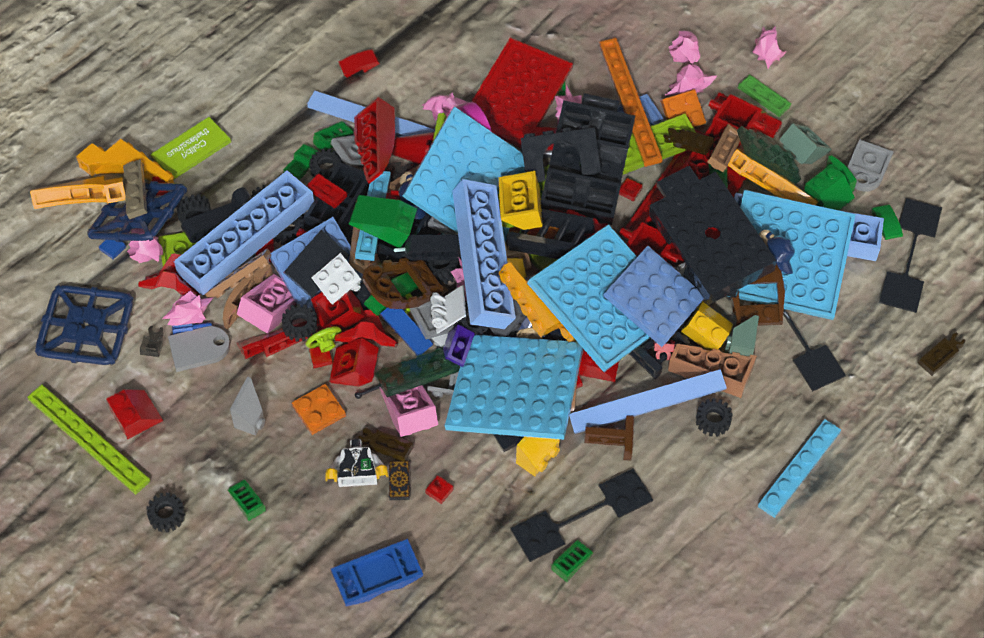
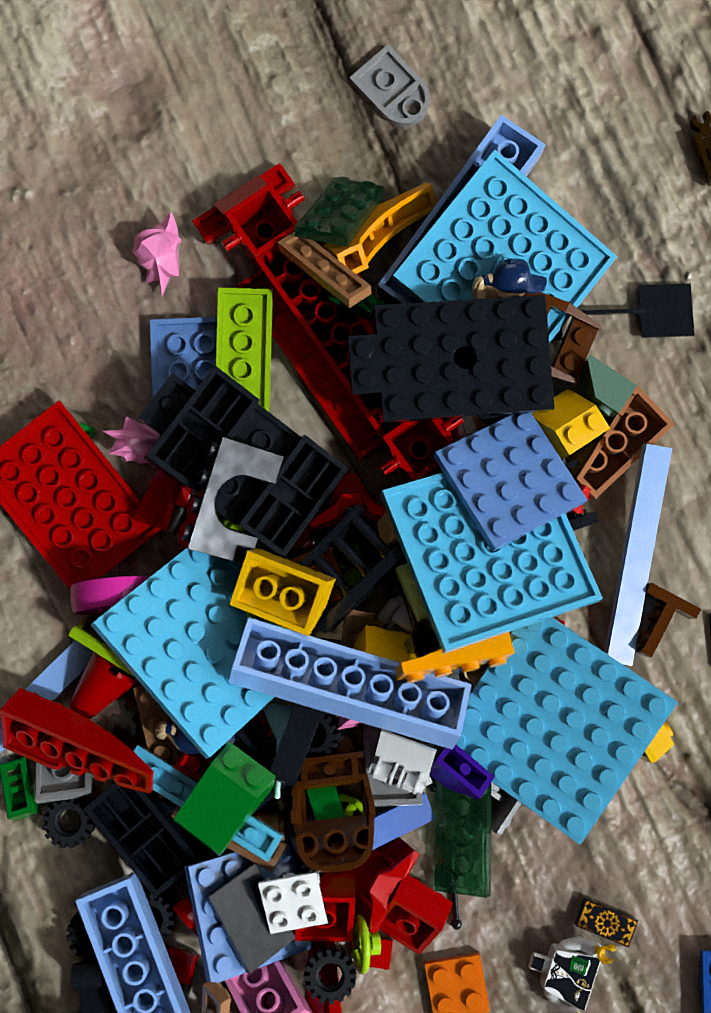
camera: 65 degrees left, 25 degrees up
(300, 162) = (48, 858): green slope -> none
(326, 191) = (131, 852): red plate -> none
(387, 444) = (552, 918): dark brown plate -> none
(411, 410) = (520, 867): bright pink slope -> none
(439, 489) = (640, 875): red tile -> none
(442, 104) = (49, 612): bright pink hair -> none
(630, 102) = (161, 351): orange plate -> none
(630, 189) = (292, 415): red tile -> none
(684, 103) = (199, 283): orange plate -> none
(685, 48) = (98, 229): bright pink hair -> none
(689, 141) = (274, 305): dark brown plate -> none
(715, 407) = (700, 478): black tyre -> none
(764, 95) = (220, 162): bright green tile -> none
(767, 47) = (145, 116): bright pink hair -> none
(804, 144) = (327, 151): sand green slope -> none
(830, 189) = (414, 159): green slope -> none
(842, 168) = (384, 131): green slope -> none
(891, 225) = (488, 108): green slope -> none
(902, 290) = (597, 147): black hinge -> none

